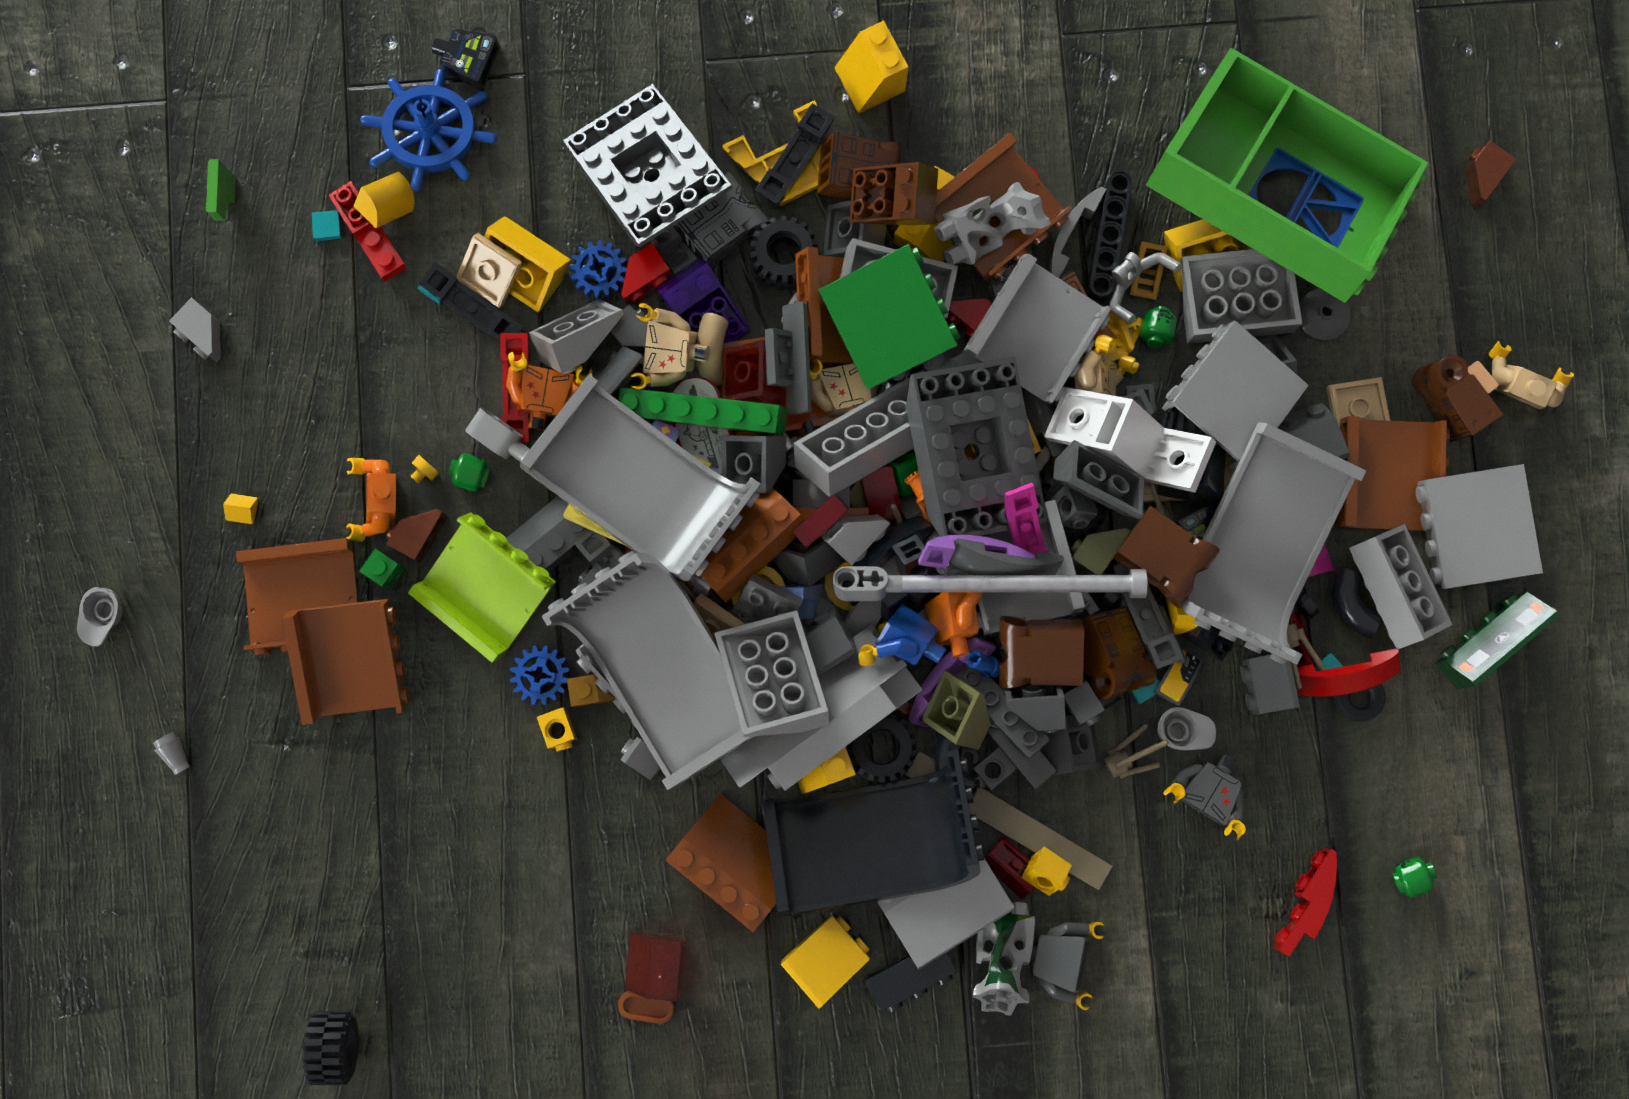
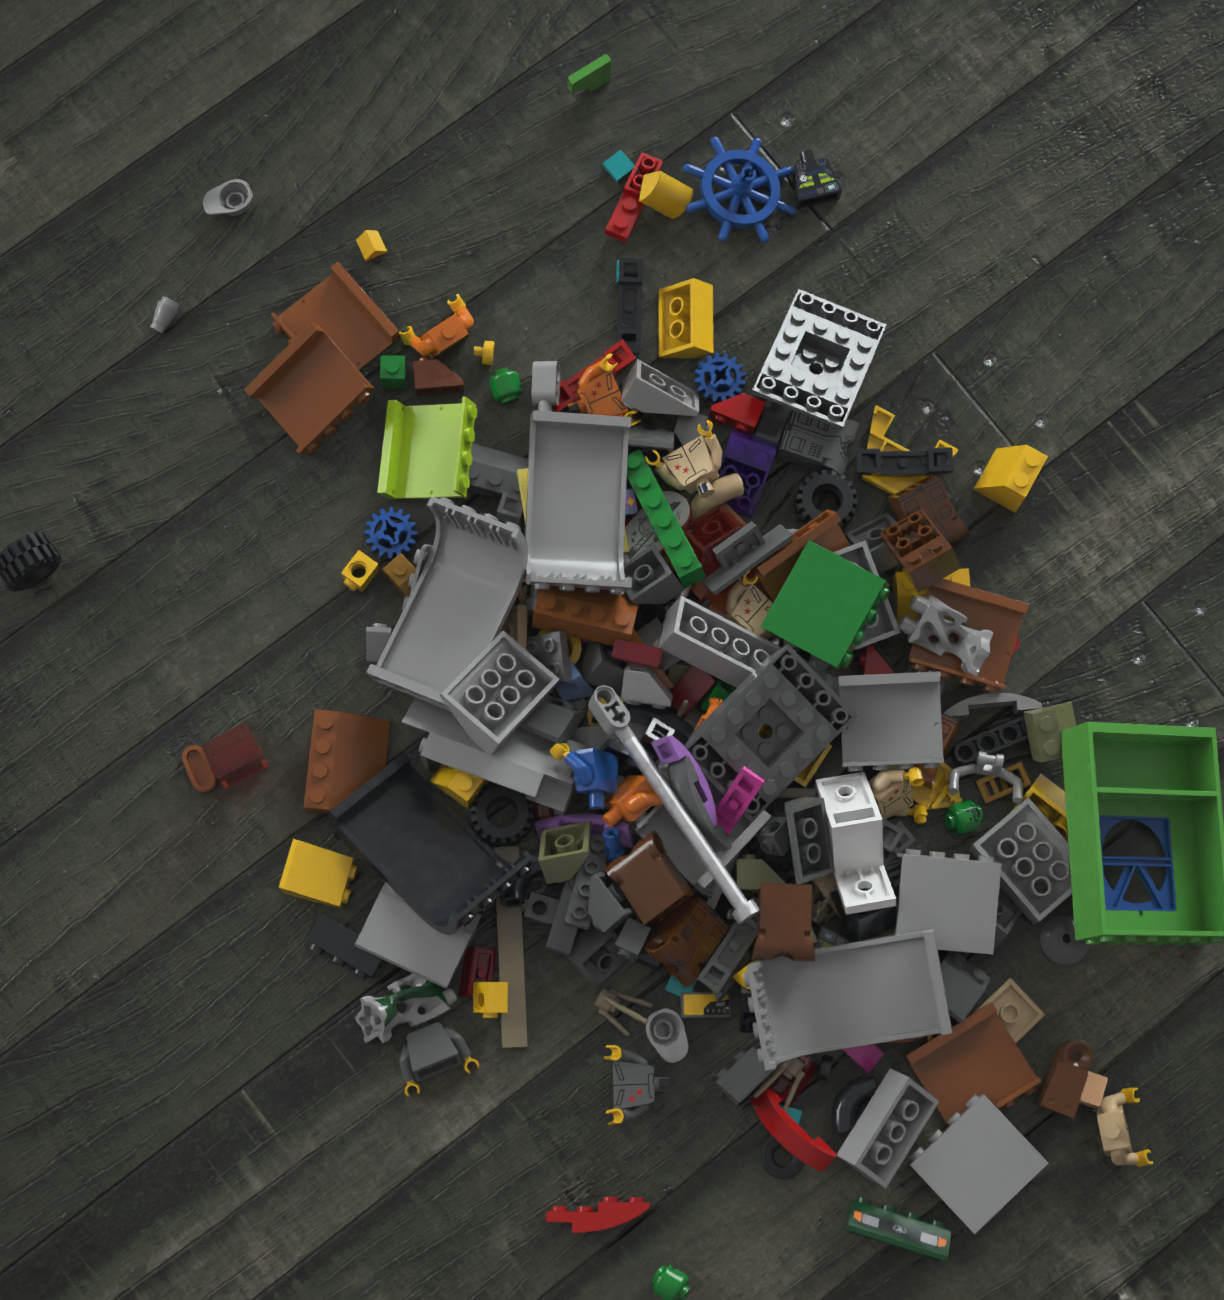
camera: 50 degrees right, 5 degrees down
(200, 327) = (482, 130): light grey slope -> none
(488, 270) = (664, 300): tan tile -> none
(1131, 197) = (1045, 729): none -> olive slope

